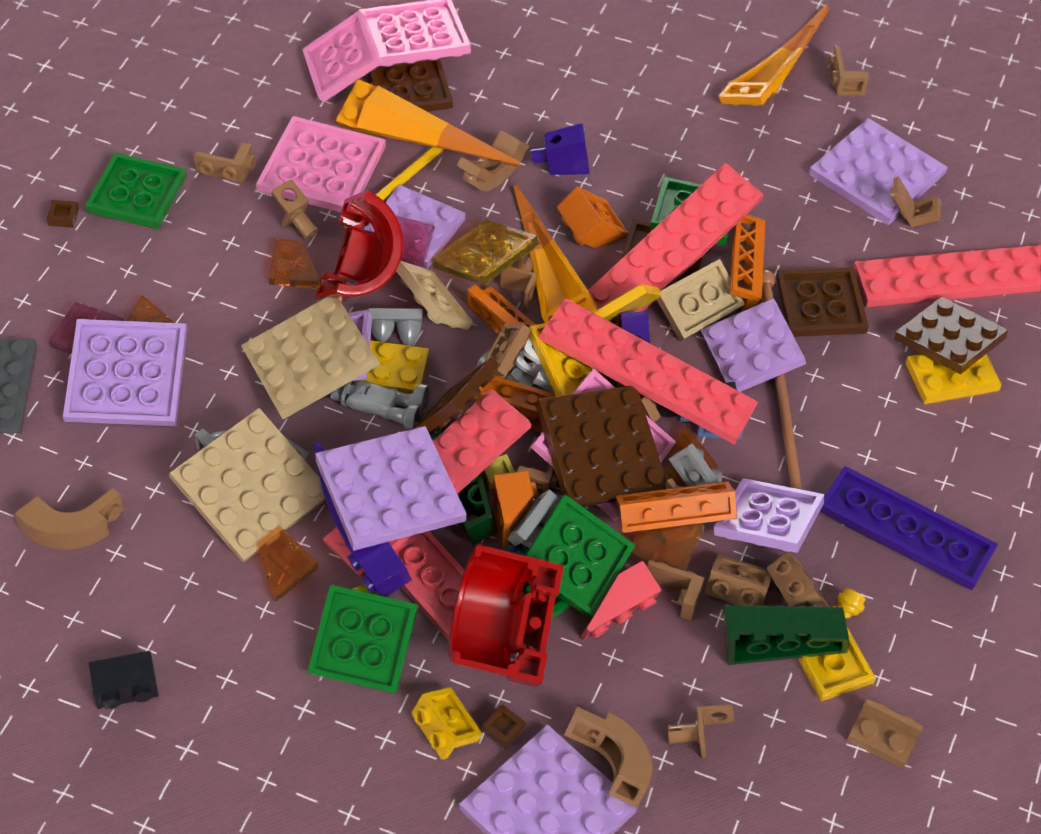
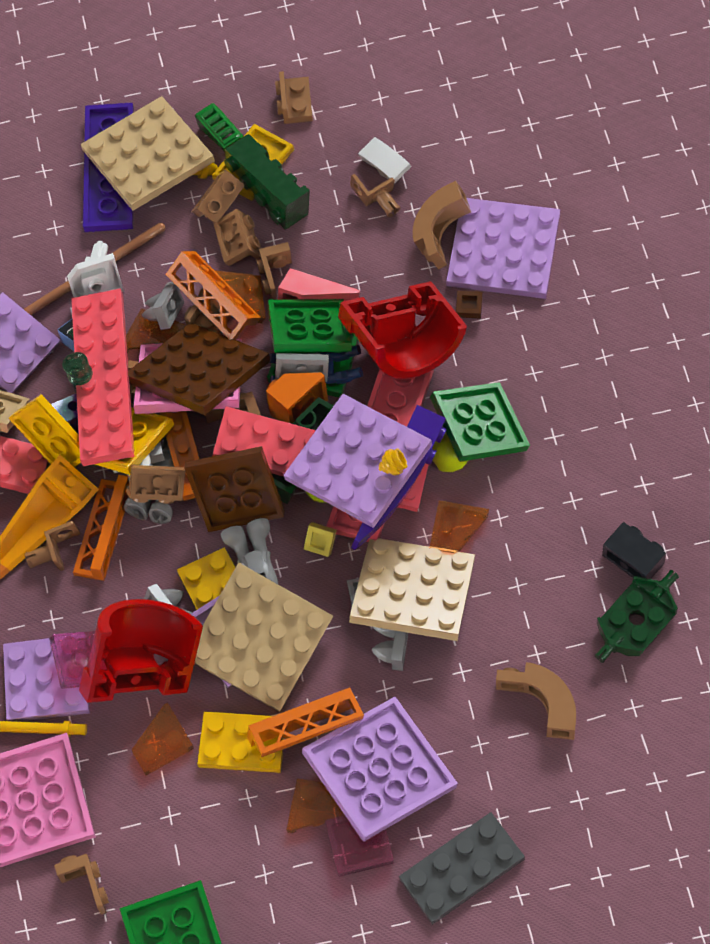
camera: 115 degrees left, 10 degrees up
(64, 620) = (642, 597): none -> dark green plate
(215, 343) = (305, 717): none -> orange fence
(241, 312) = (227, 747): none -> yellow plate
(295, 209) = (107, 770): medium nougat bracket -> none
(350, 489) = (393, 462): none -> yellow plate
(433, 295) = (127, 582): tan plate -> none
(445, 721) = (495, 338): yellow bracket -> none
(485, 252) = (46, 587): clear yellow plate -> none
(660, 341) = (77, 368): none -> clear green wheel
(734, 762) = (384, 159): none -> white slope
(771, 515) = (165, 232): lavender plate -> none
(779, 442) = (96, 274): none -> white piece
(894, 555) = (147, 153): none -> tan plate
(907, 636) = (211, 115): none -> green slope

